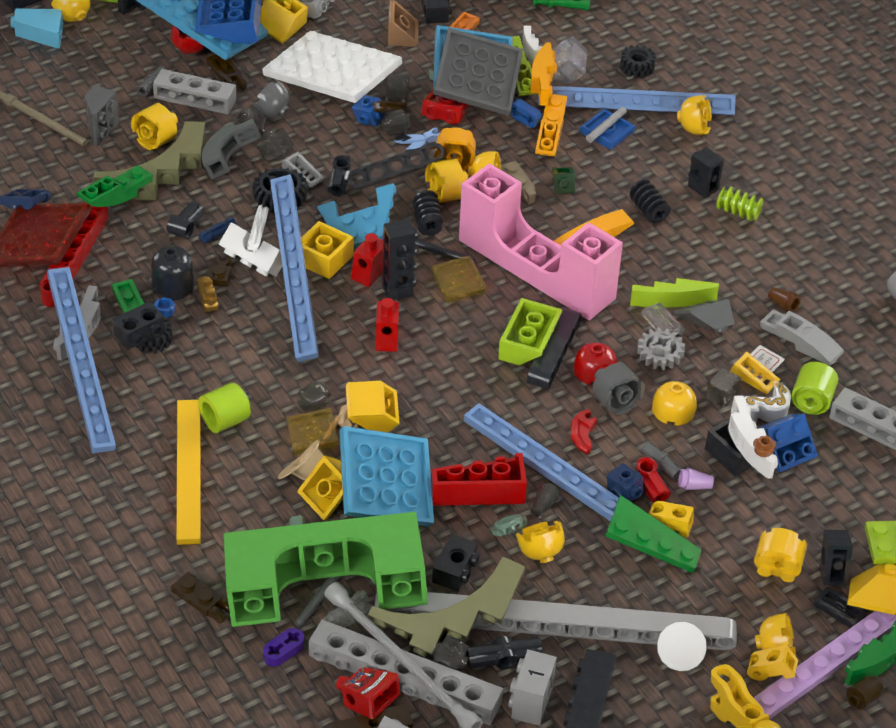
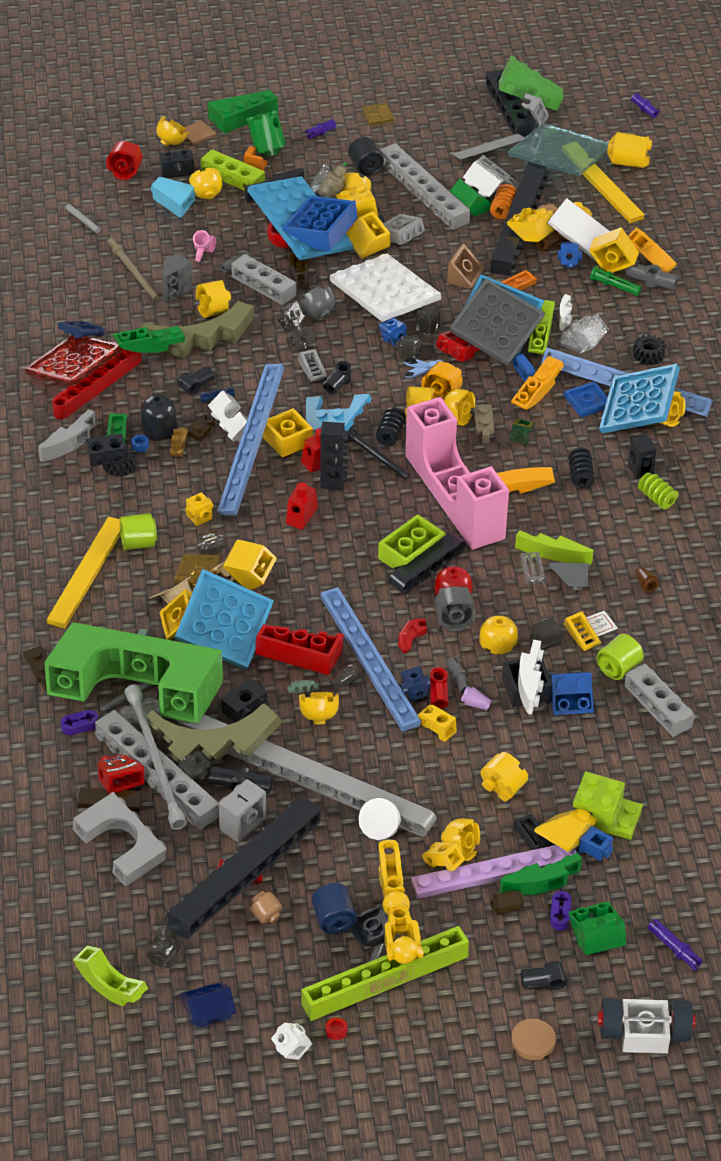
camera: 25 degrees right, 0 degrees up
(81, 360) = (49, 464): medium blue plate -> none
(106, 68) = (202, 243): none -> bright pink piece
(224, 143) = (259, 327): dark grey arch -> none
(257, 228) = (239, 403): white axle -> none
(262, 187) = (293, 377): black gear -> none
(276, 361) = (199, 509): none -> yellow brick
(383, 106) = (407, 331): dark brown axle -> none
(388, 173) = (376, 378): black beam -> none
(458, 279) = (384, 486): clear yellow tile -> none
(542, 73) = (552, 336): light orange slope -> none
(606, 124) = (584, 395): light grey bar -> none
(645, 533) = (407, 728): green wing -> none
(661, 348) = (514, 588): light grey gear -> none
(669, 113) = (639, 398): none -> dark azure plate
(764, 446) = (529, 685): dark orange plate -> none
(772, 407) = (571, 660): white animal -> none
(804, 334) = (640, 612): light grey slope -> none
(835, 557) = (545, 792): black brick -> none

